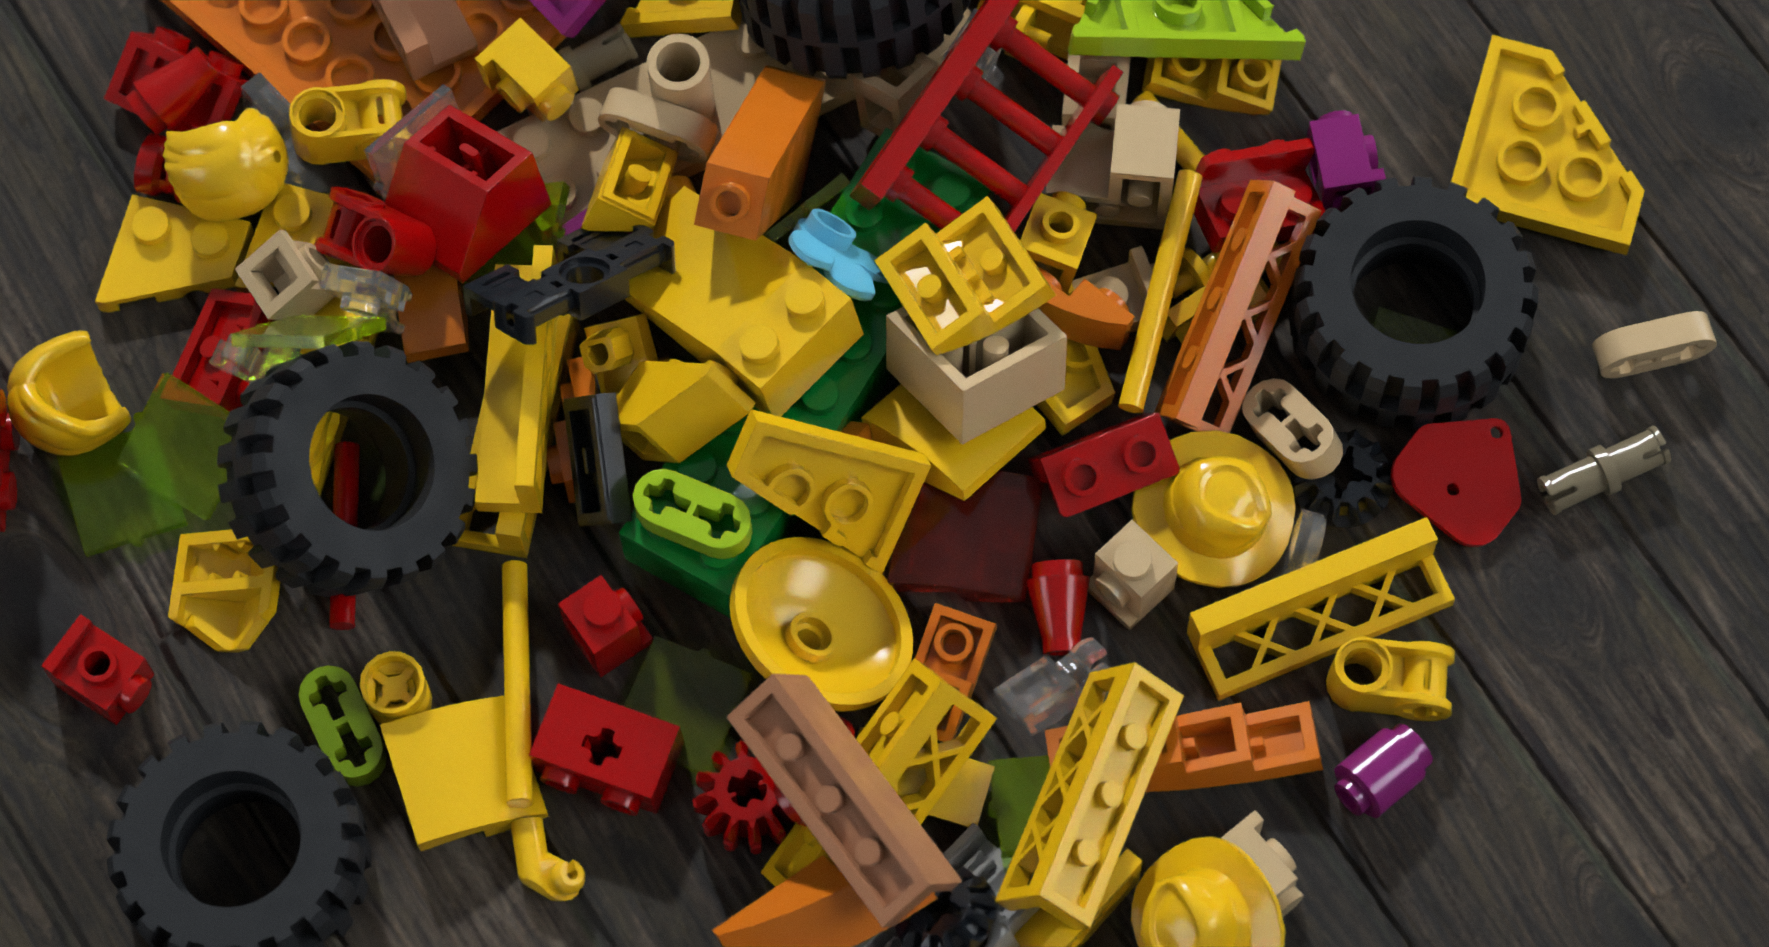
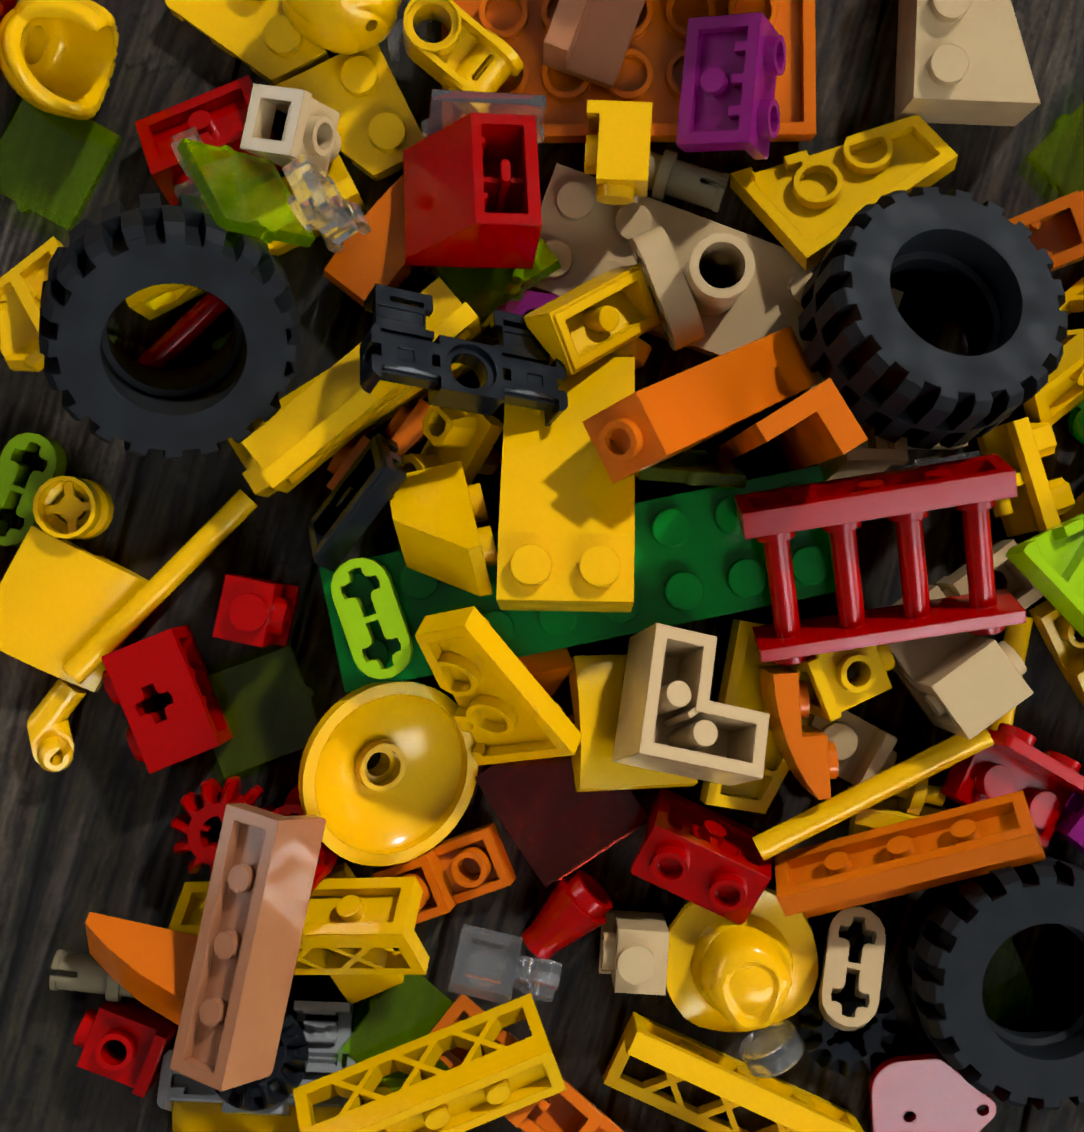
camera: 45 degrees right, 20 degrees up
(178, 445) = (106, 165): clear neon green piece -> none
(375, 235) = (380, 161): red piece -> none
(827, 244) = (668, 539): medium azure plate -> none
(840, 103) = (804, 430): none -> orange fence
(964, 278) = (739, 659): yellow slope -> none

